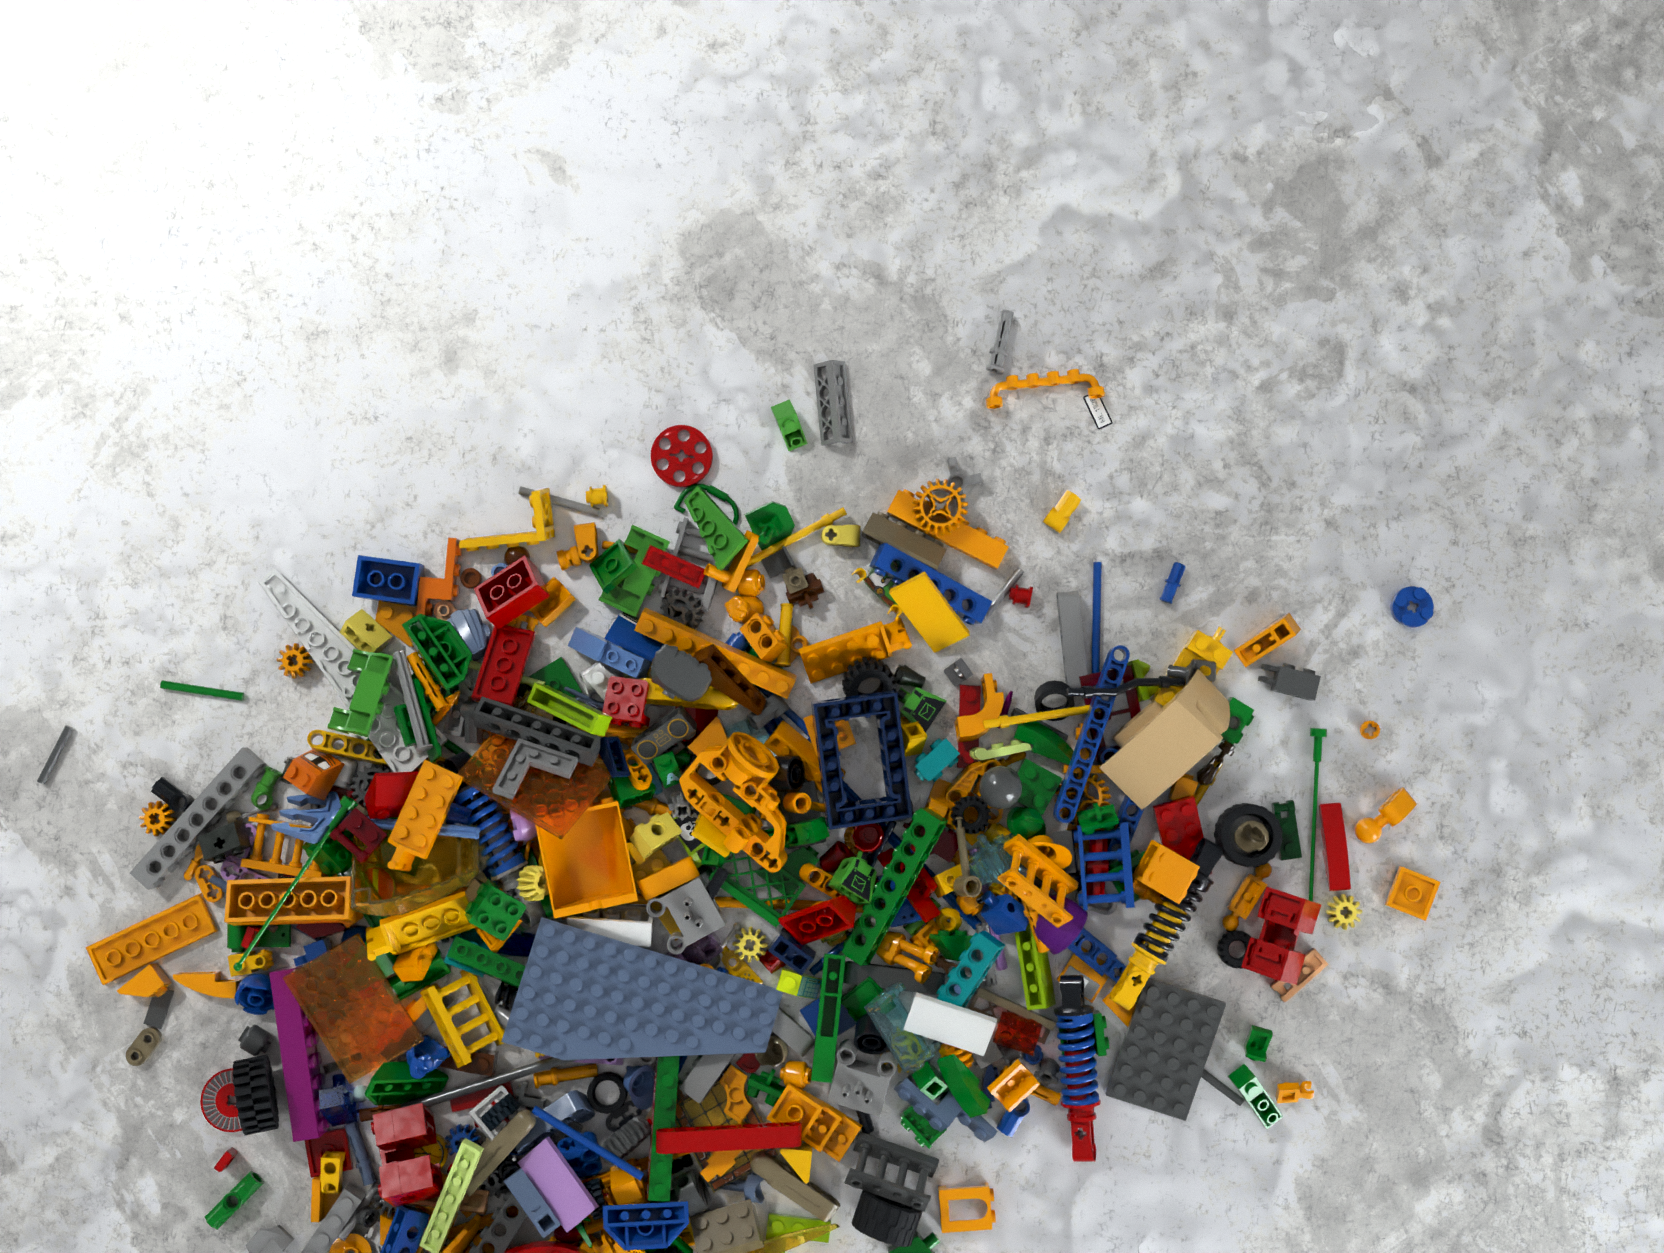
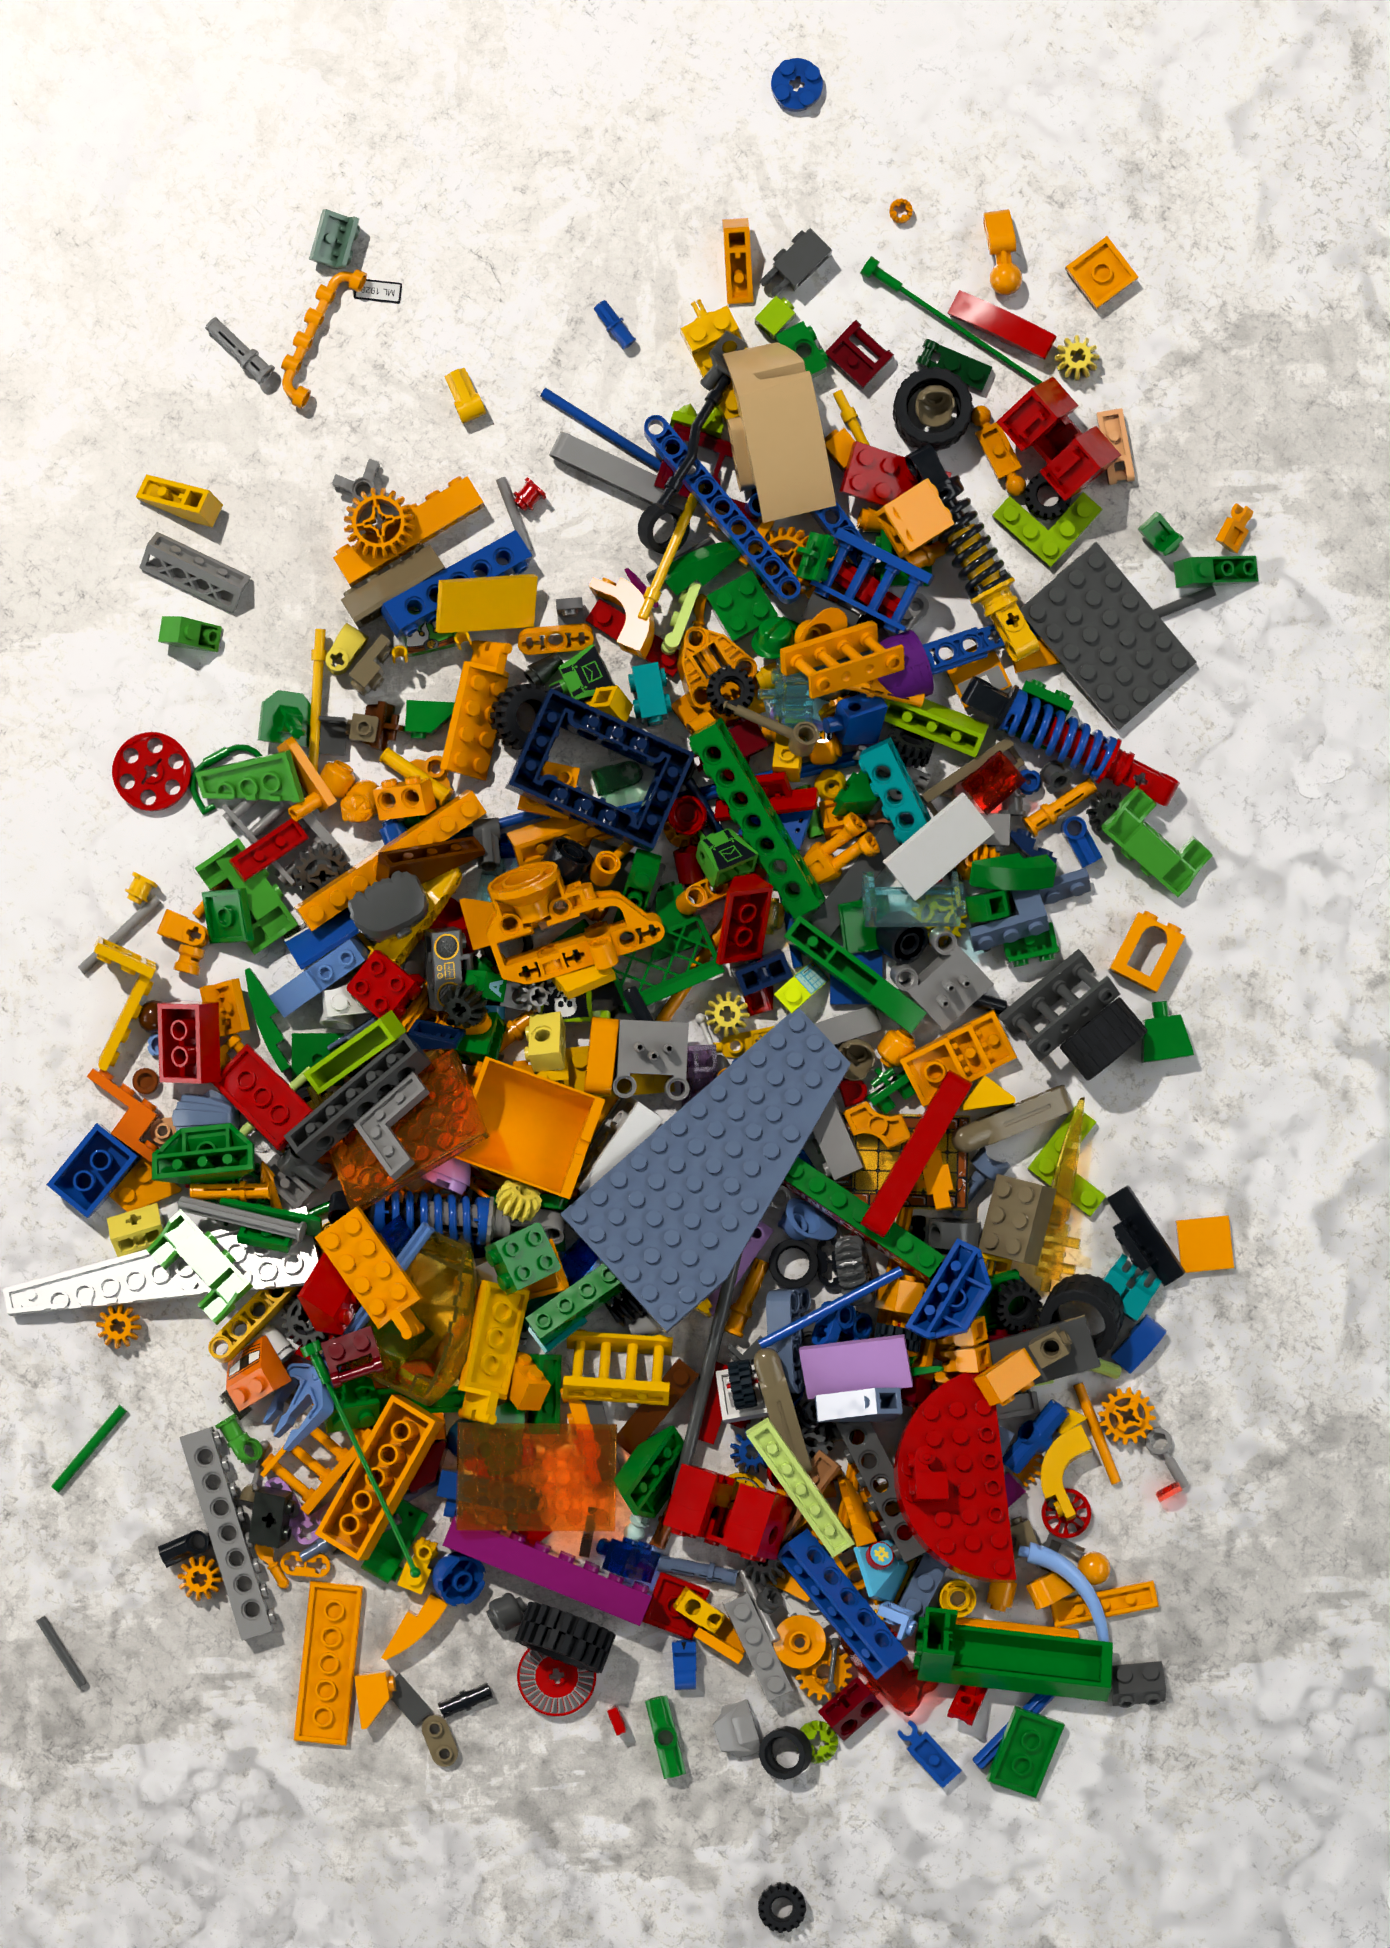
camera: 60 degrees left, 0 degrees up
(180, 1047) = (465, 1700): none -> black pin
(250, 934) = (391, 1547): red tile -> none
(291, 1183) = (684, 1664): none -> blue leg
(425, 1057) = (636, 1433): blue hair -> none
(563, 629) = (264, 1011): none -> green slope
(645, 765) = (465, 1005): none -> pearl dark grey gear
(712, 858) = (607, 995): green plate -> none
(828, 618) = (426, 717): none -> green slope
(833, 560) = (367, 673): none -> dark tan plate
(863, 768) = (612, 779): none -> clear green piece
(875, 364) = (180, 499): none -> yellow slope
(943, 674) = (537, 648): none -> light orange beam
(1000, 787) = (719, 640): dark grey piece -> none
(1007, 962) = (911, 747): none -> black tyre
(1013, 1085) = (1046, 820): light orange bracket -> none
(1037, 1168) = (1149, 848): none -> bright green bracket
(1044, 1115) = (1100, 807): none -> pearl dark grey gear
(1114, 360) = (334, 239): none -> sand green bracket
(1144, 836) = (868, 521): none -> light orange cone
(1203, 966) = (1045, 543): none -> lime plate
(1206, 775) = (841, 413): dark brown piece -> none
(1245, 688) = (775, 316): none -> lime brick
(1247, 760) = (853, 360): none -> dark red plate

